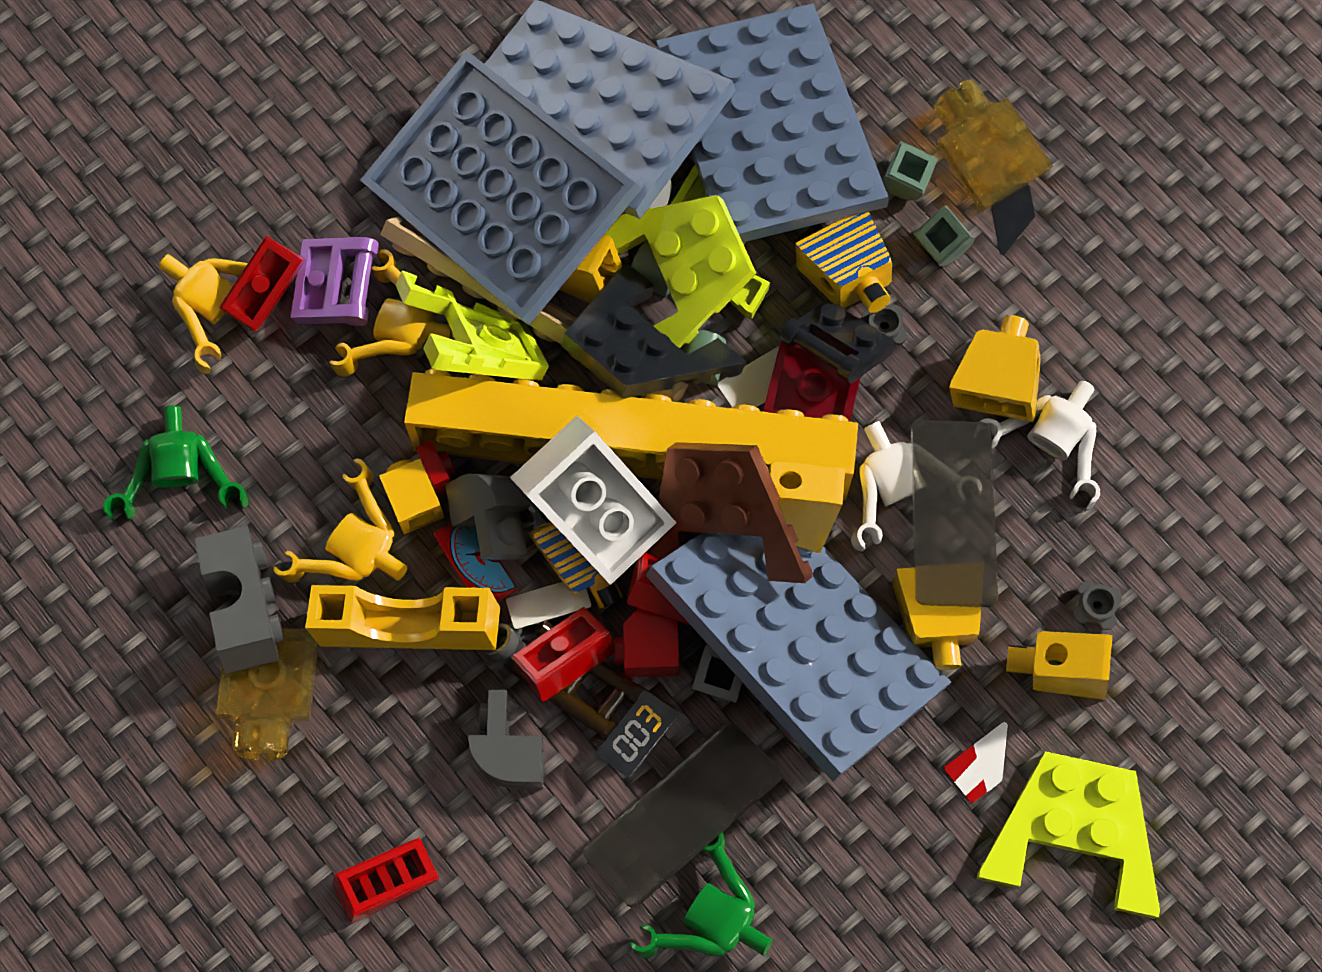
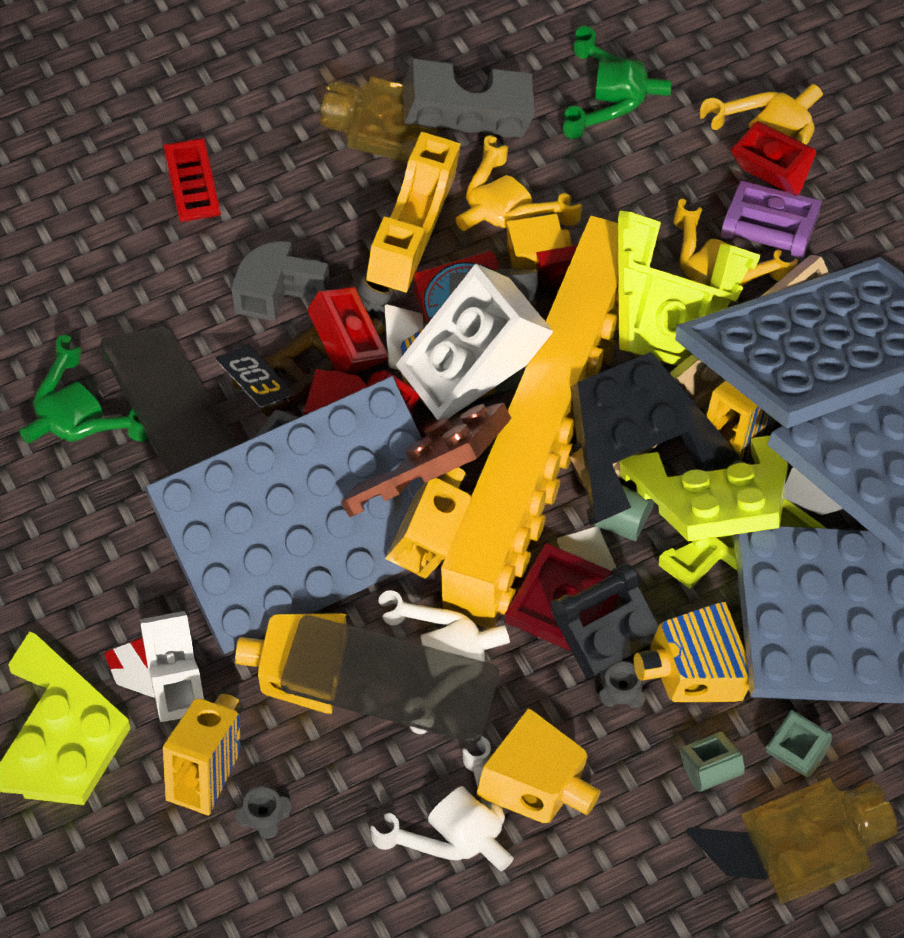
camera: 105 degrees right, 15 degrees down
(979, 726) = (171, 664): none -> white slope

